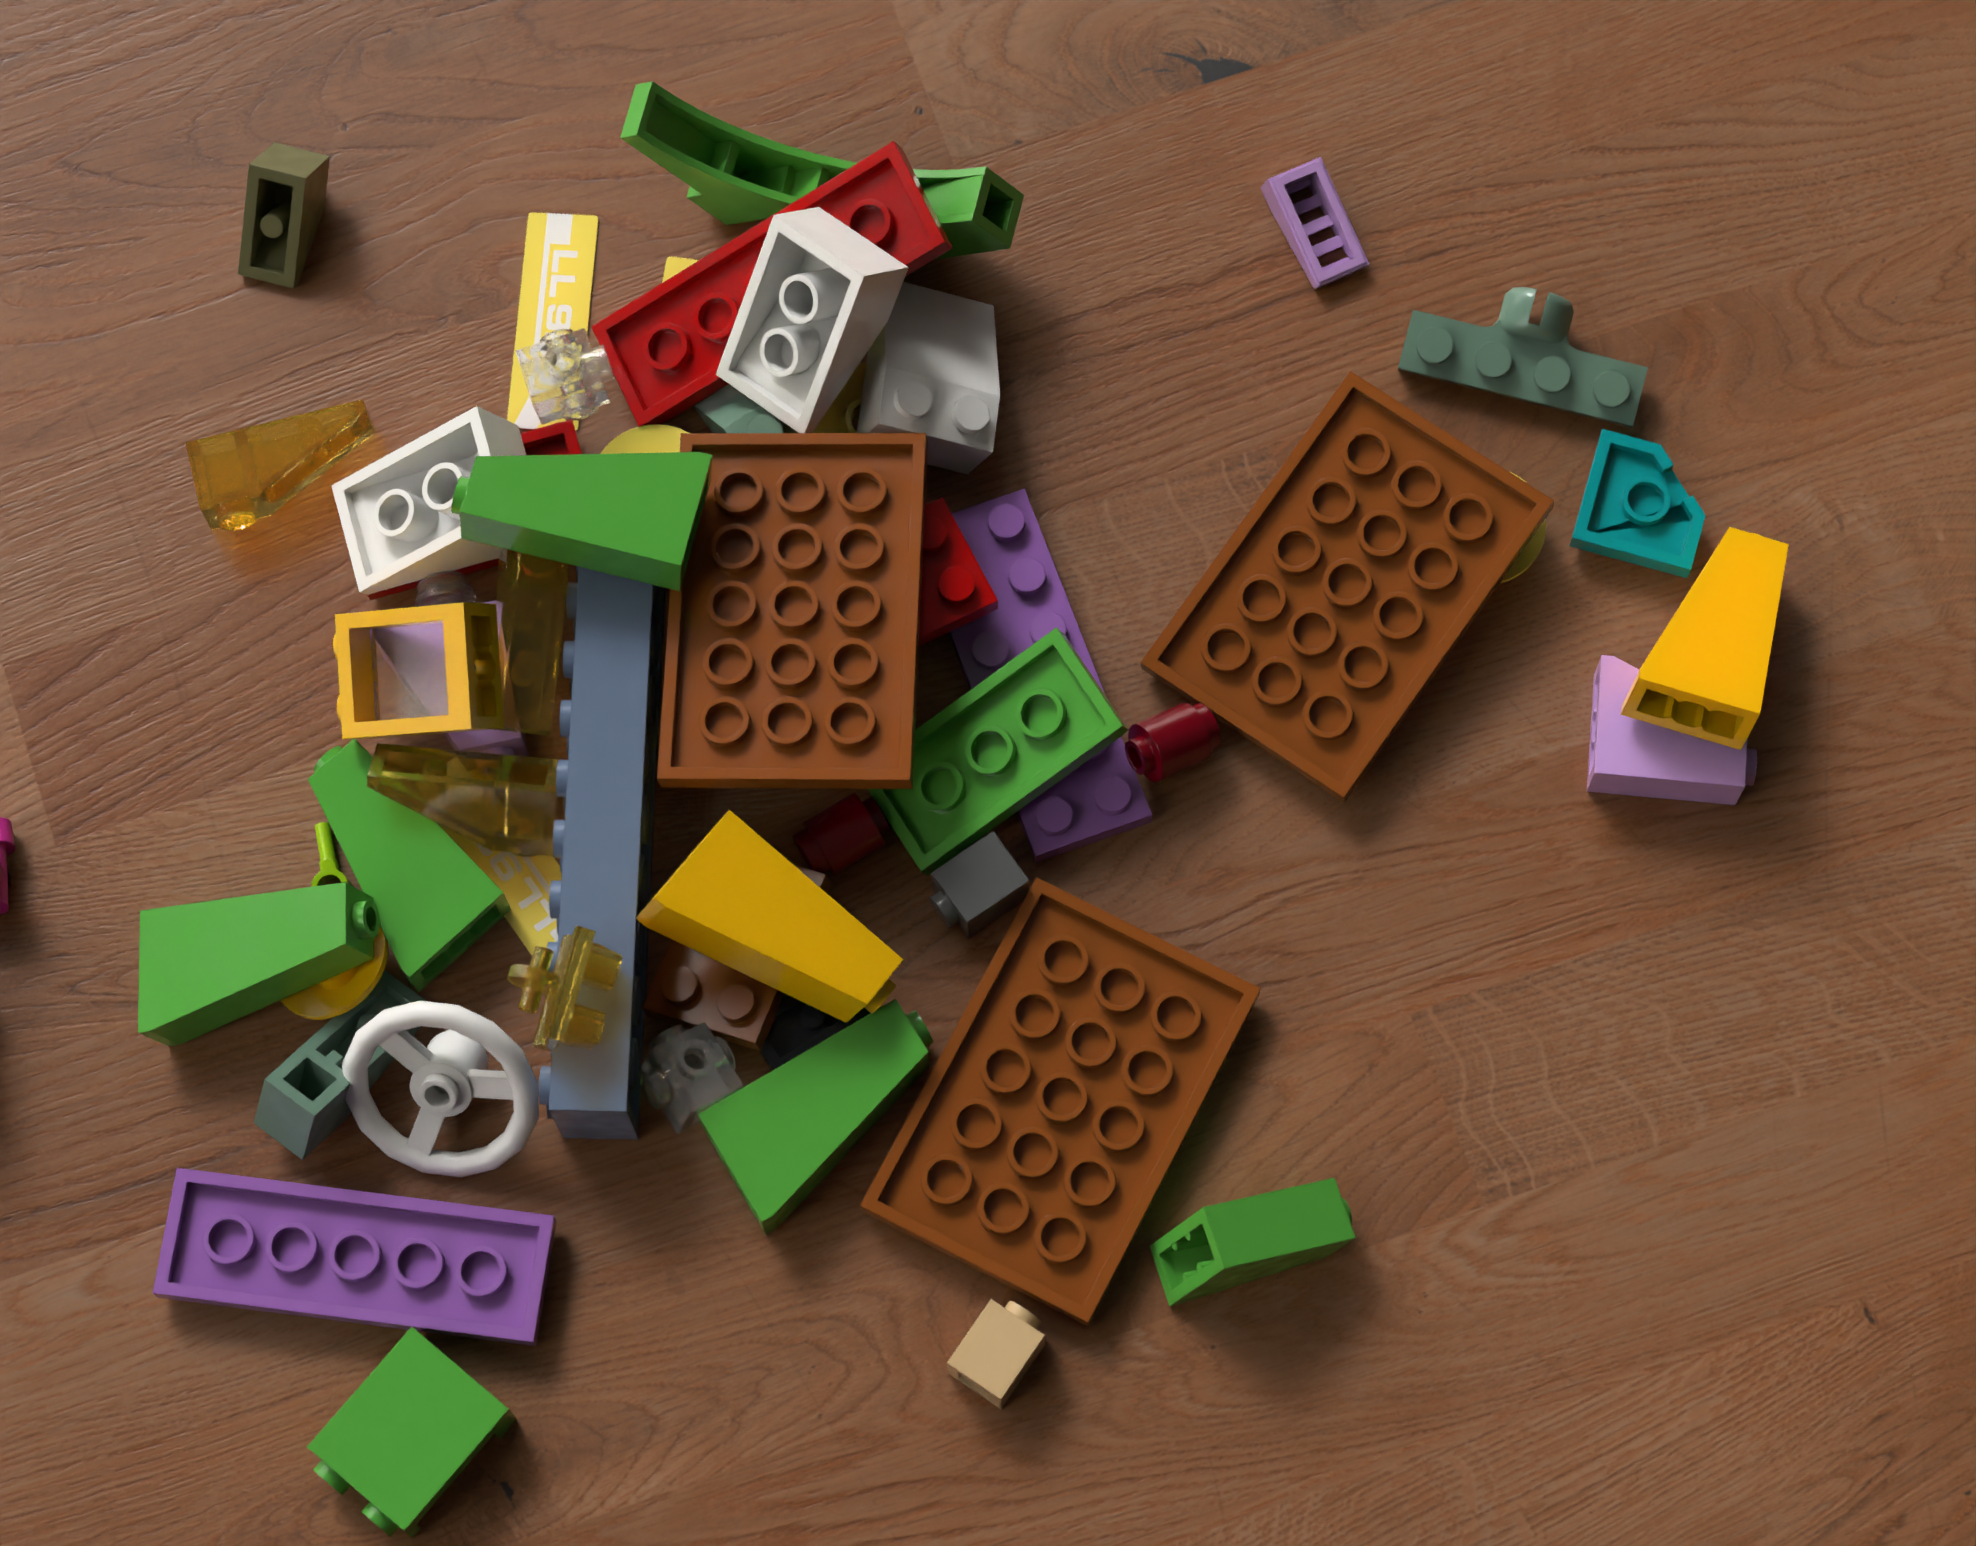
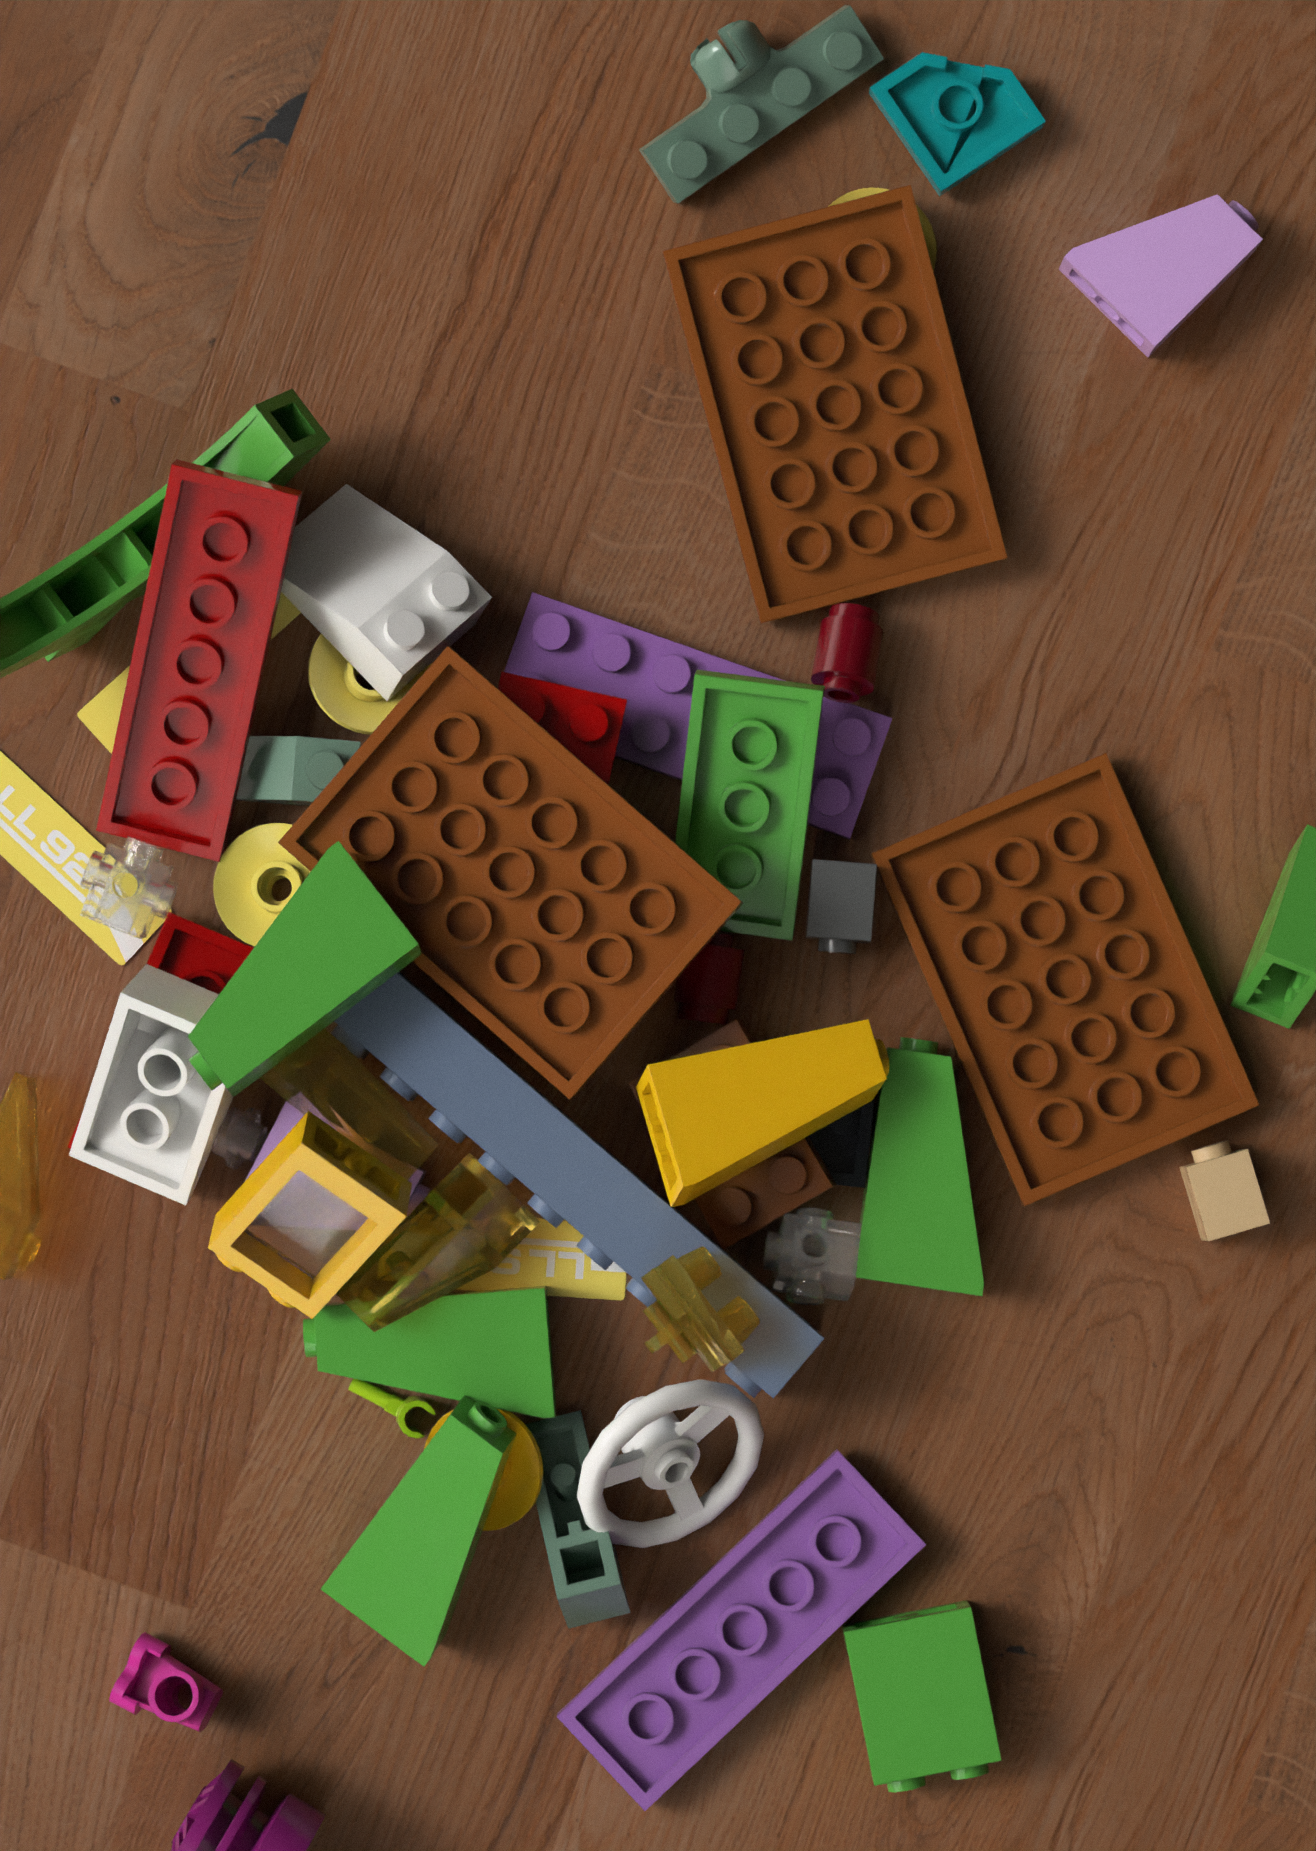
camera: 50 degrees left, 15 degrees up
(808, 315) = (266, 657): white slope -> none
(1316, 177) = (489, 184): lavender slope -> none
(1716, 650) = (1136, 161): yellow slope -> none

